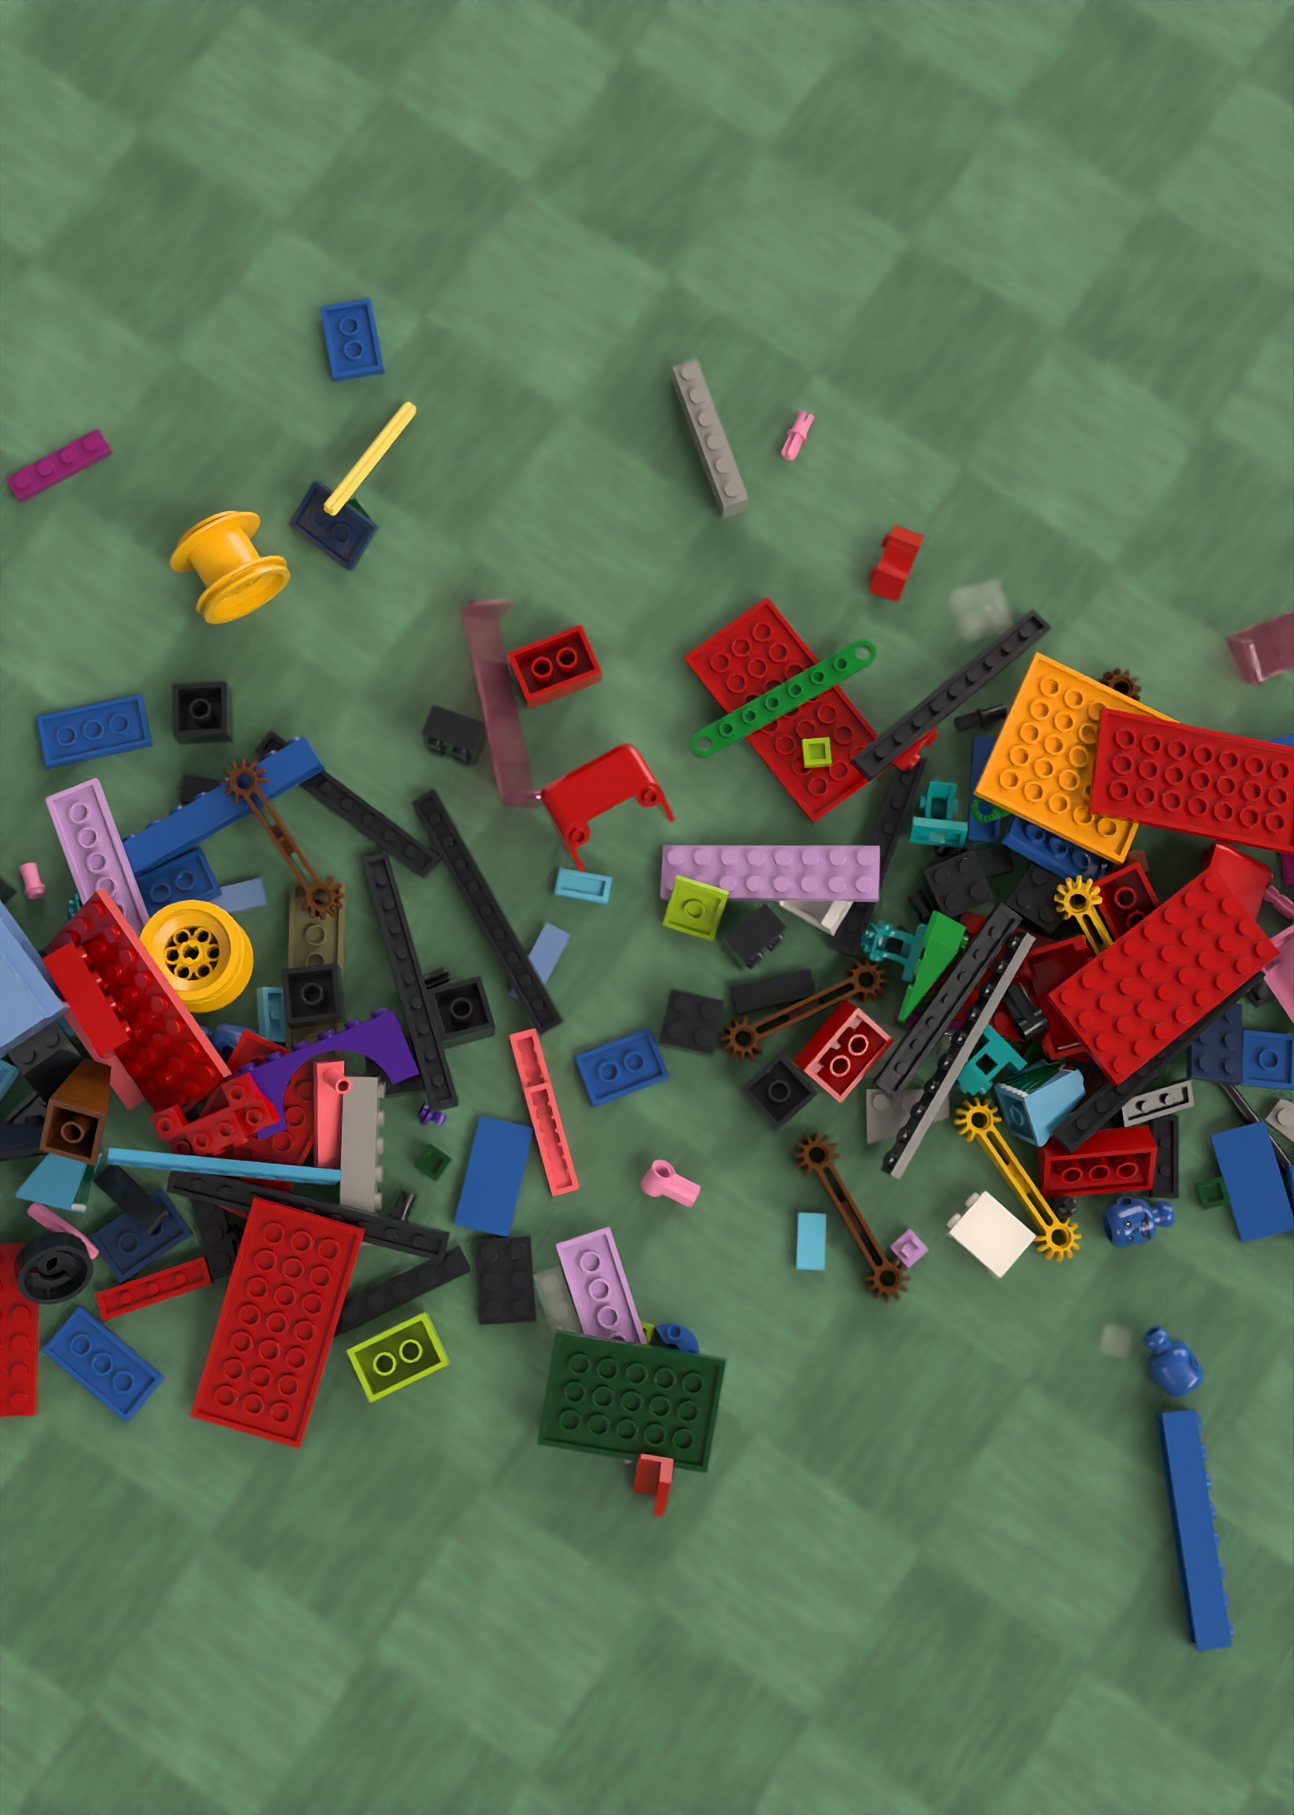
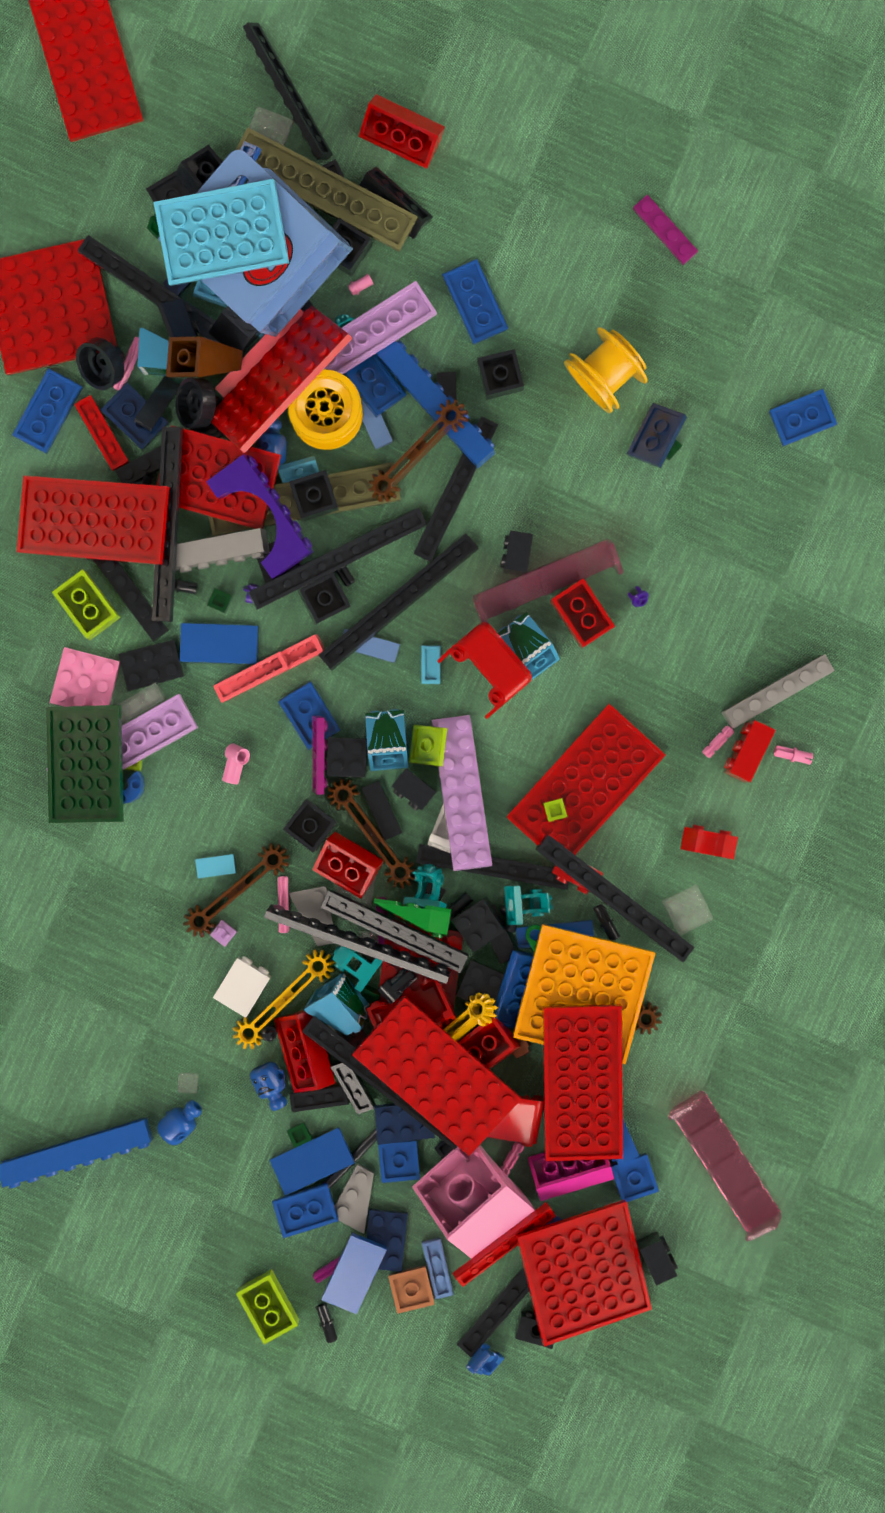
camera: 85 degrees right, 10 degrees up
(88, 1000) = (276, 345): red slope -> none
(138, 1124) = (193, 409): none -> black piece
(222, 1166) = (184, 461): dark azure tile -> none
(232, 1124) = (207, 452): red bracket -> none
(328, 1108) = (242, 521): coral piece -> none
(369, 459) = (711, 450): light yellow axle -> none
(507, 1383) = (84, 679): none -> bright pink plate
(550, 592) = (639, 599): none -> dark purple plate
(579, 741) = (529, 644): none -> slope
(654, 1478) = (40, 789): red panel -> none
(676, 962) = (386, 740): none -> slope
(685, 1063) = (319, 764): none -> magenta plate
(761, 528) = (718, 741): none -> bright pink axle
(783, 486) = (749, 751): none -> red brick
(783, 699) = (591, 780): green plate -> none
(874, 1153) = (283, 899): none -> bright pink axle

